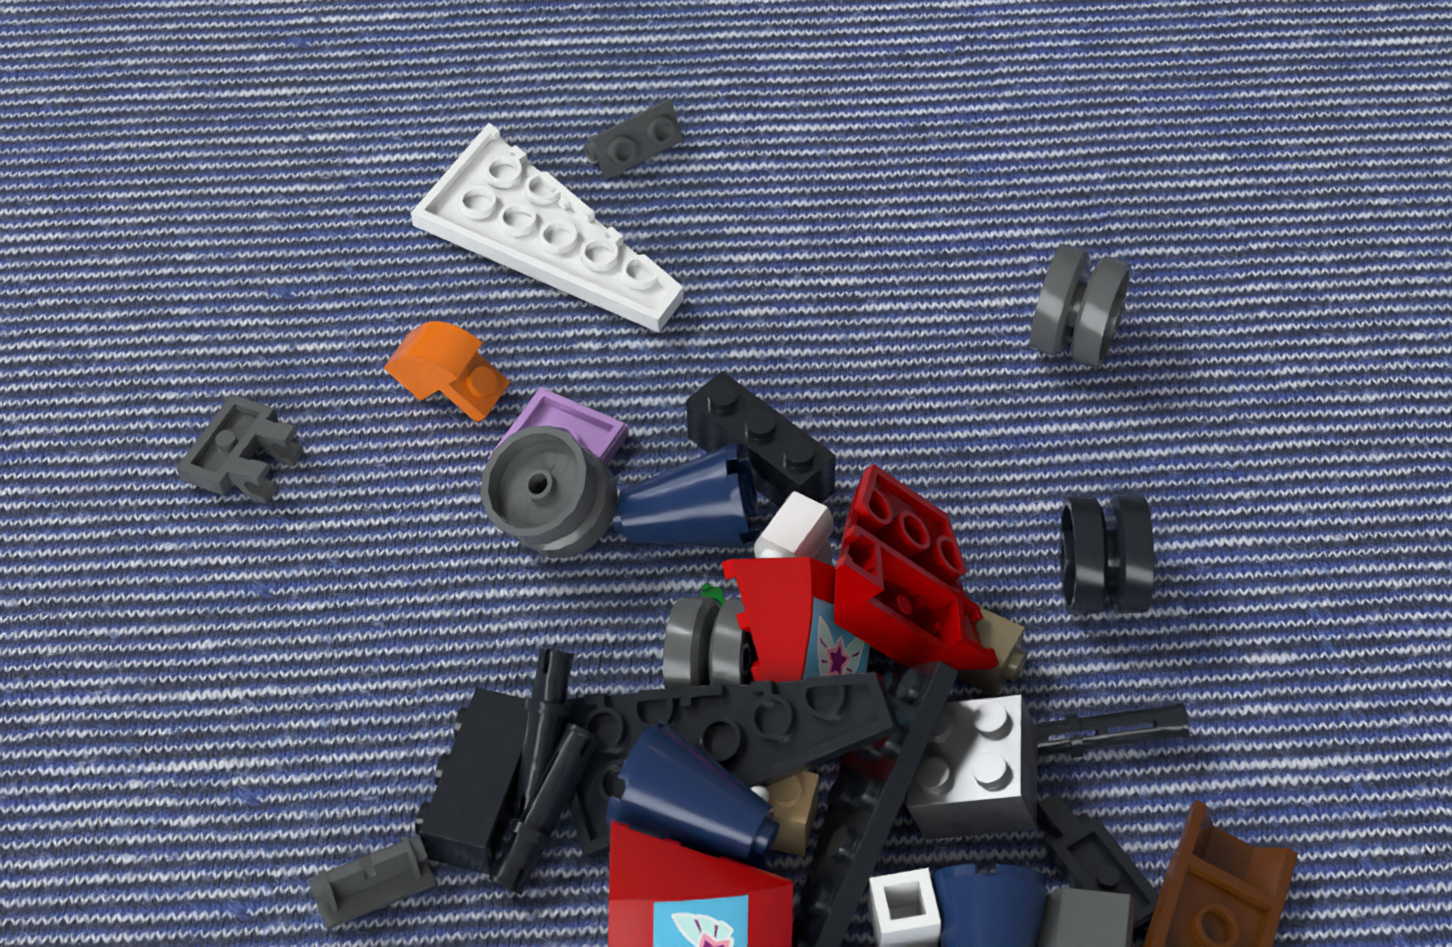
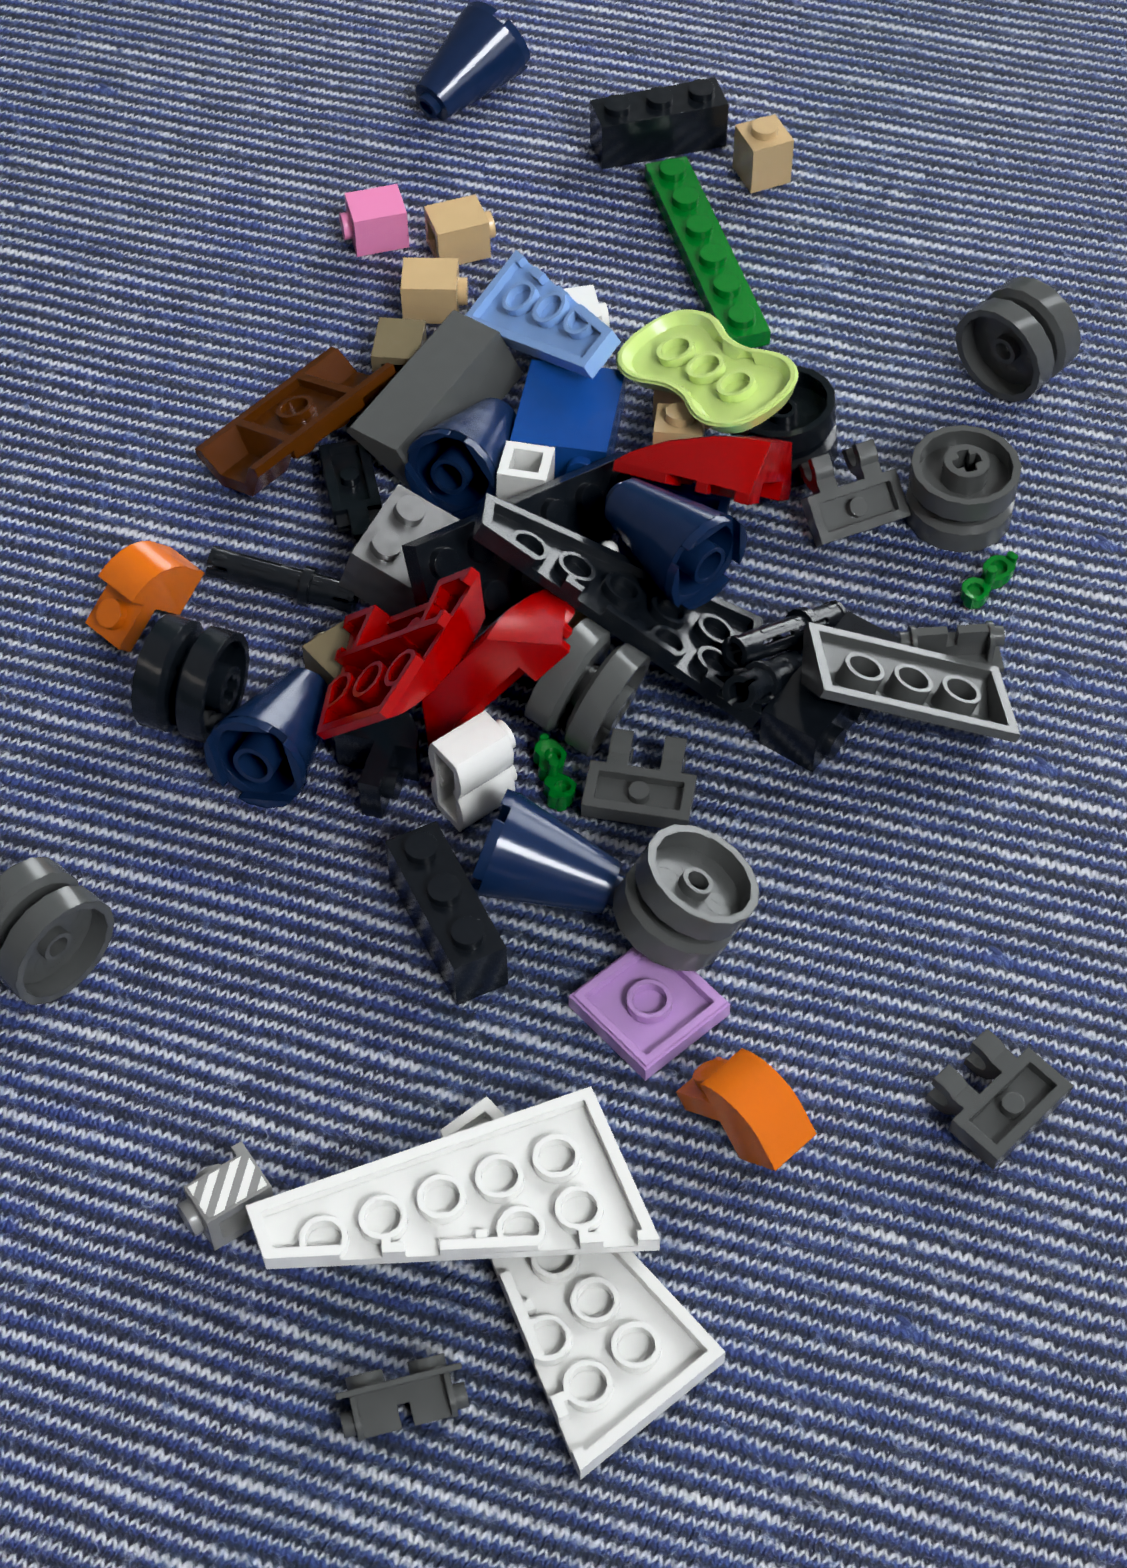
camera: 160 degrees left, 0 degrees up
(395, 765) = (906, 681): none -> dark grey slope
(625, 617) = (640, 794): none -> dark grey plate
(629, 236) = (497, 1190): none -> white wing
(818, 204) = (220, 1197): none -> light grey brick
(1000, 540) = (270, 740): none -> dark blue cone
(1224, 661) = (138, 583): none -> orange brick

